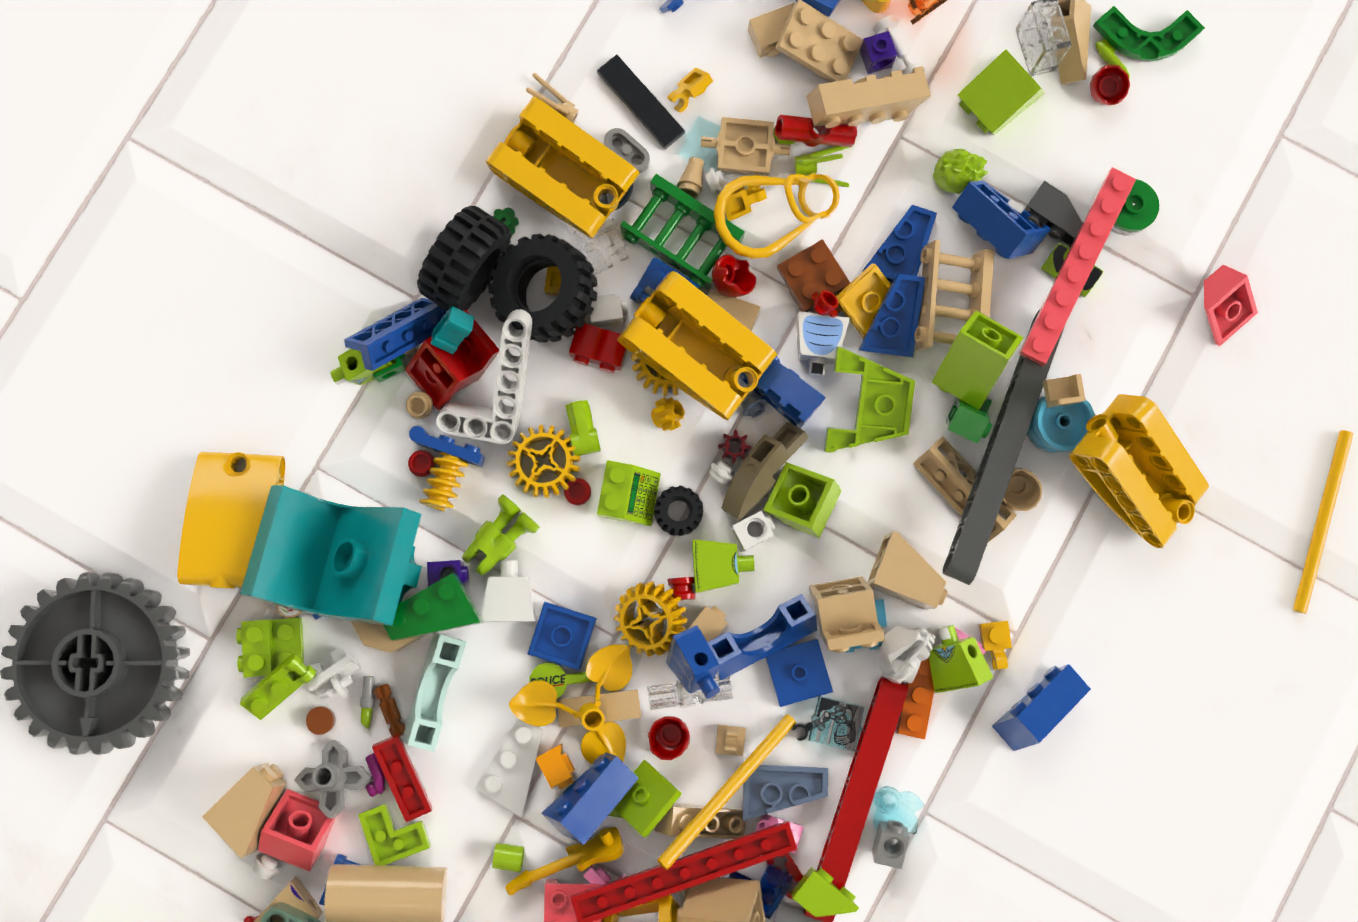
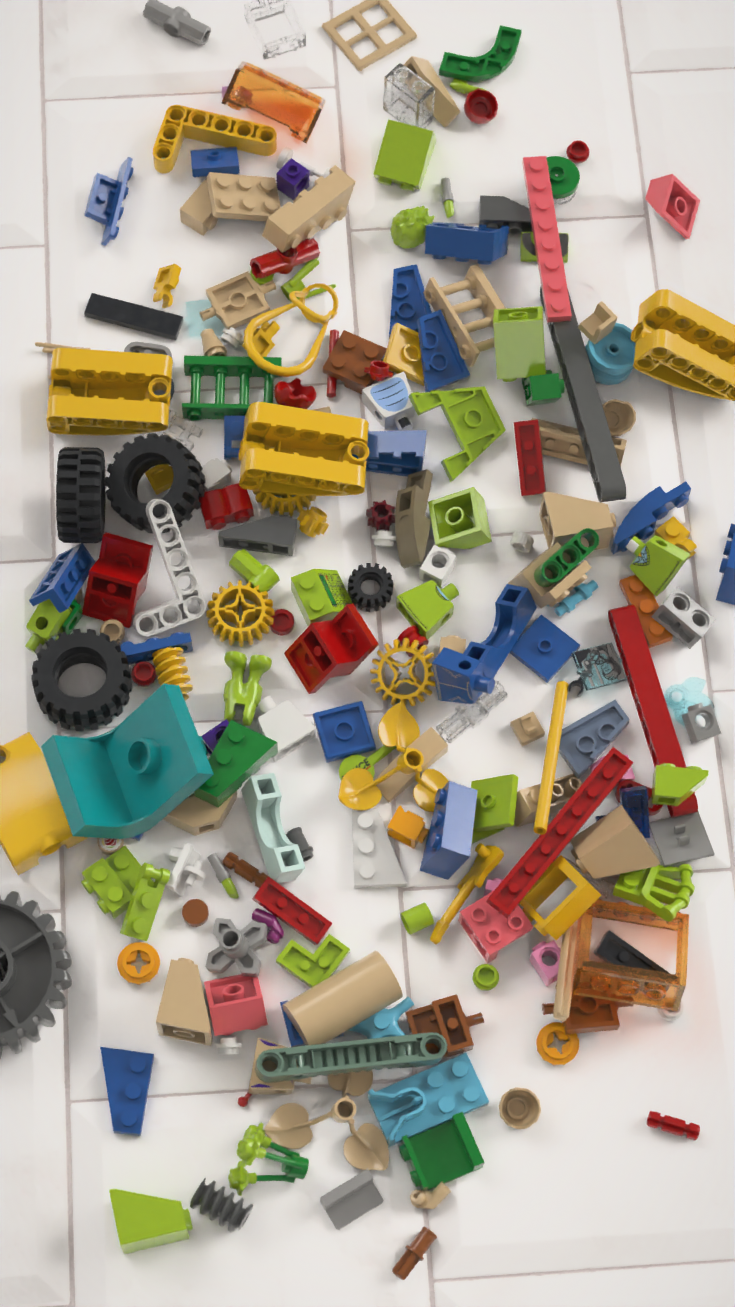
camera: 30 degrees left, 15 degrees down
(160, 841) = (127, 1087): none -> blue wing
(228, 738) = (130, 954): none -> light orange gear
(328, 417) = (75, 650): none -> black tyre
(452, 330) = (107, 548): teal piece -> none
(452, 718) = (297, 837): none -> dark grey pin
(600, 551) = (331, 648): none -> red bracket
(617, 399) = (264, 535): none -> dark grey slope
(668, 738) = (479, 751): red hair -> none
(753, 405) = (374, 478): sand blue plate -> none
(778, 284) = (331, 381): none -> red bar
(847, 555) = (521, 541): none -> white axle
(881, 619) = (574, 549): none -> green beam
(903, 653) = (612, 577): white helmet -> none
(910, 479) = (530, 457): none -> red plate
(940, 733) = (683, 618): none -> light grey brick
(974, 606) = (644, 515): none -> blue slope
(1014, 160) = (447, 197): none -> light grey piece
(1172, 189) = (578, 151): none -> red plate

